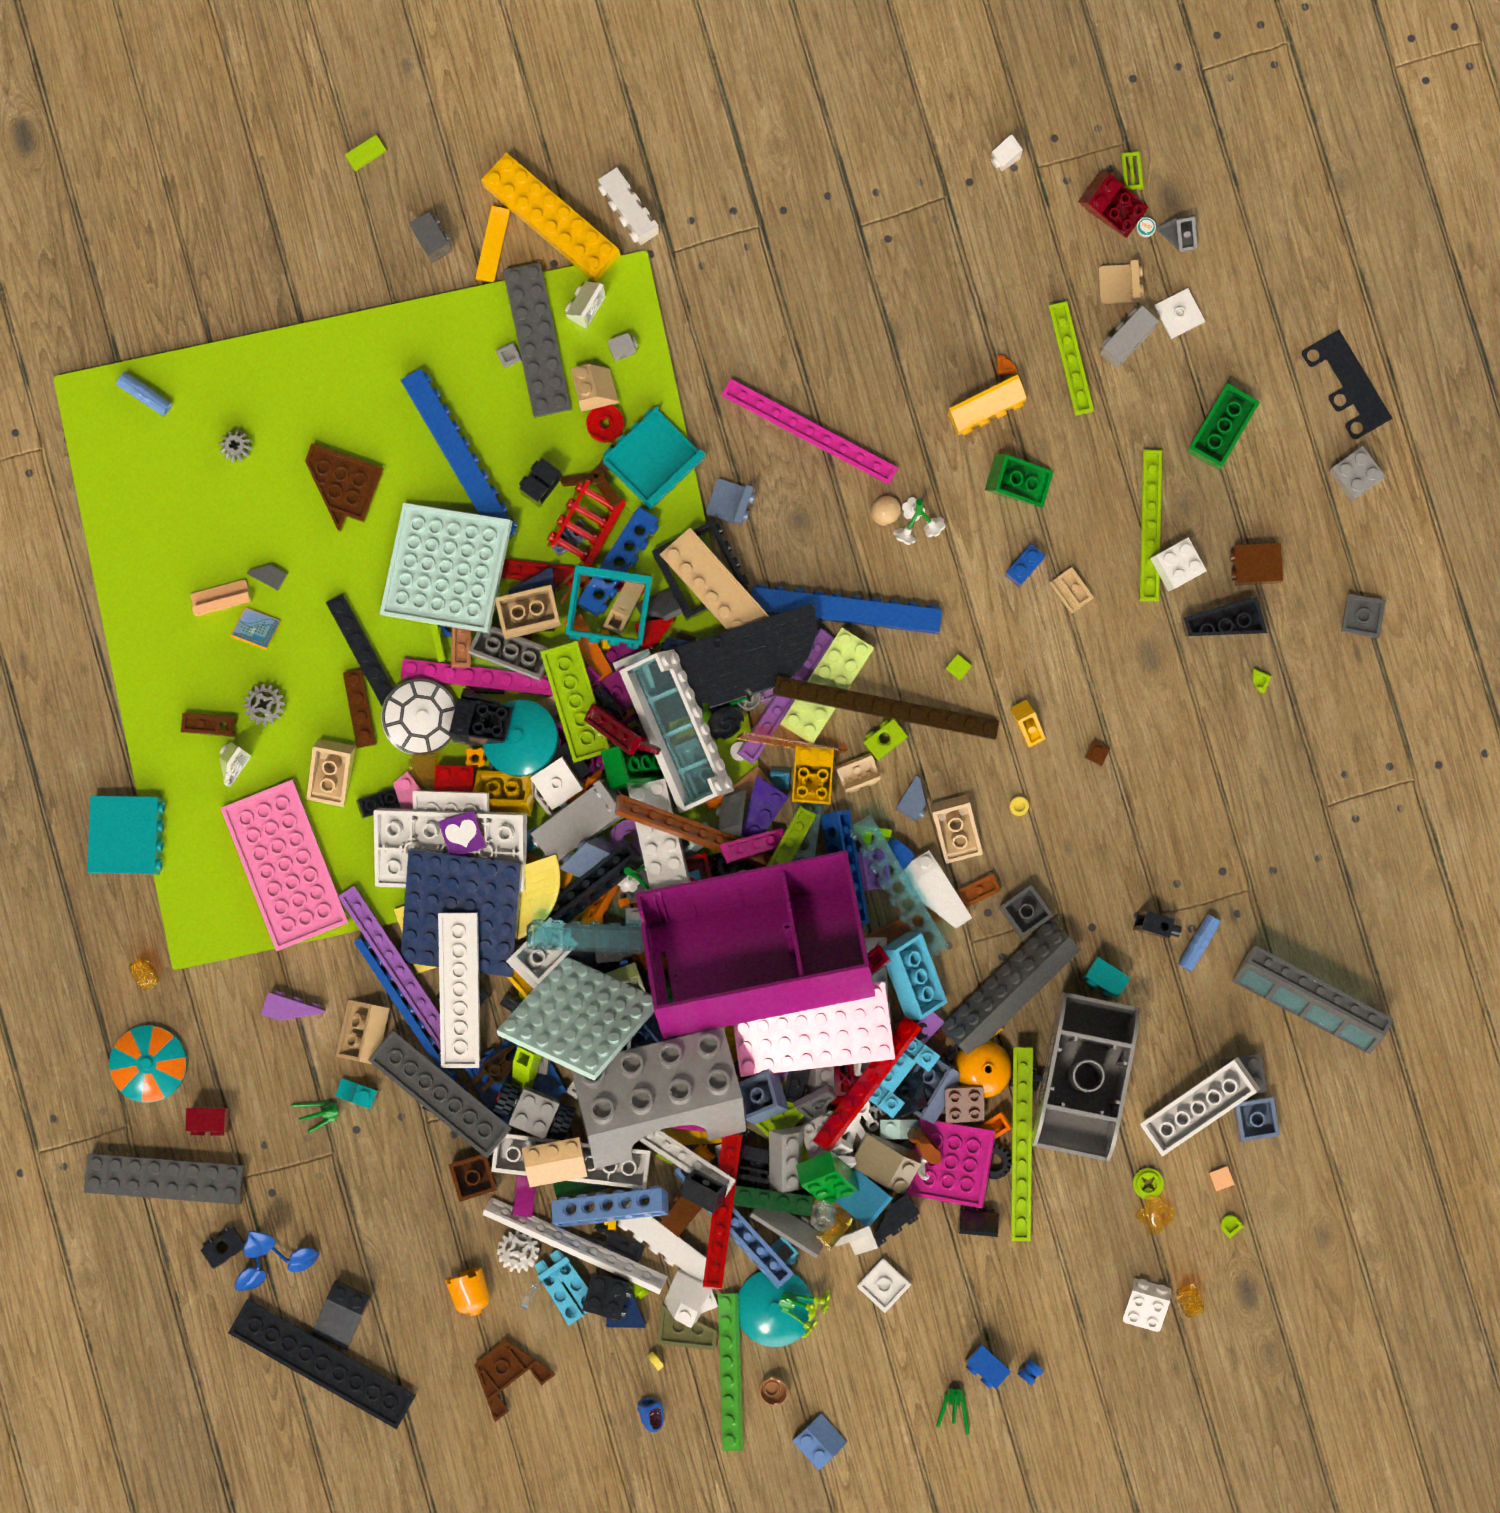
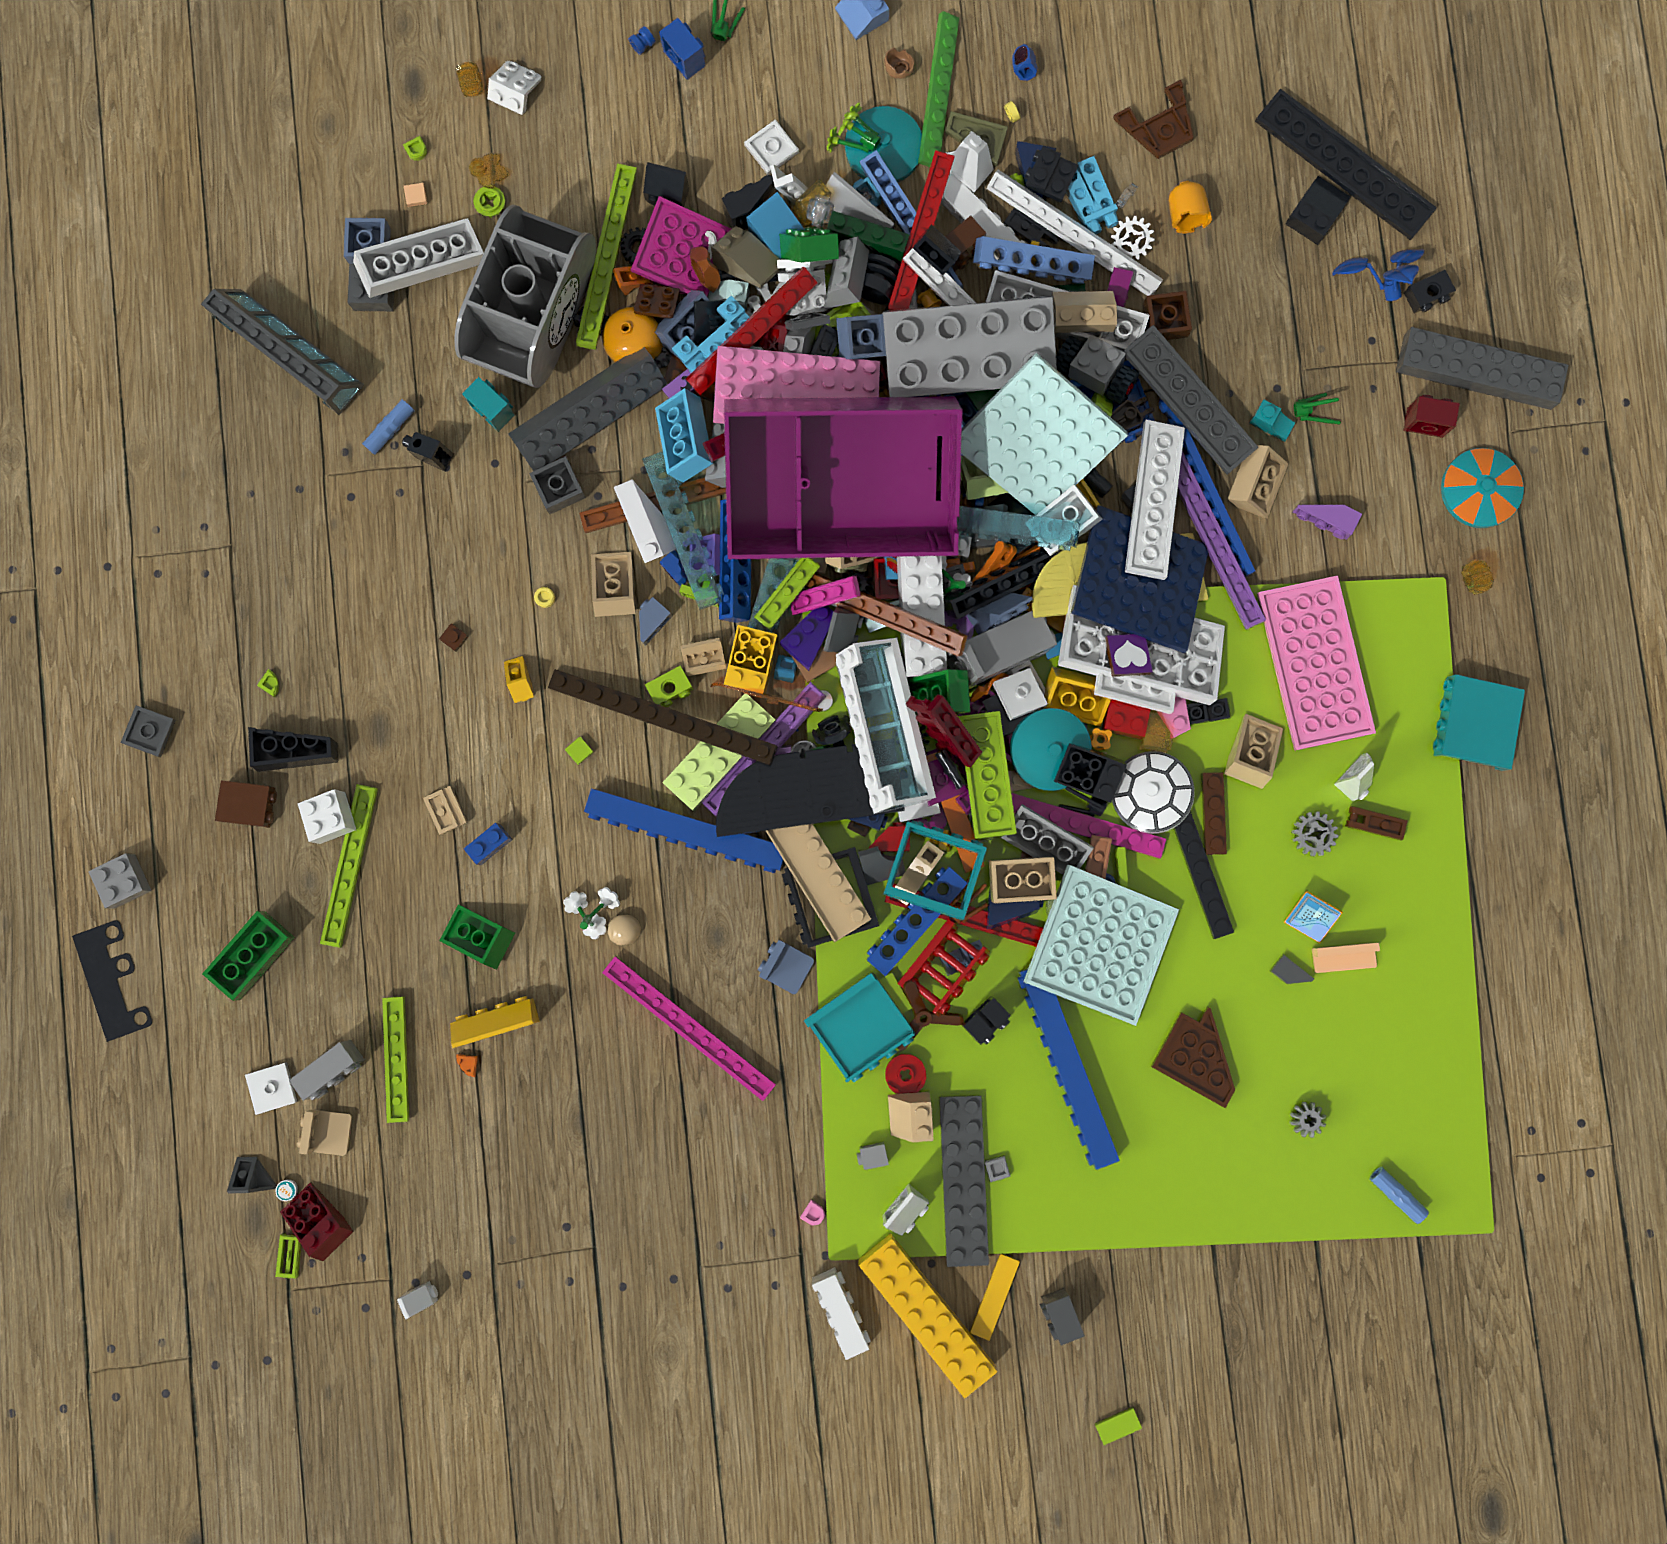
camera: 170 degrees left, 0 degrees up
(667, 288) = (813, 1213): none -> bright pink tile

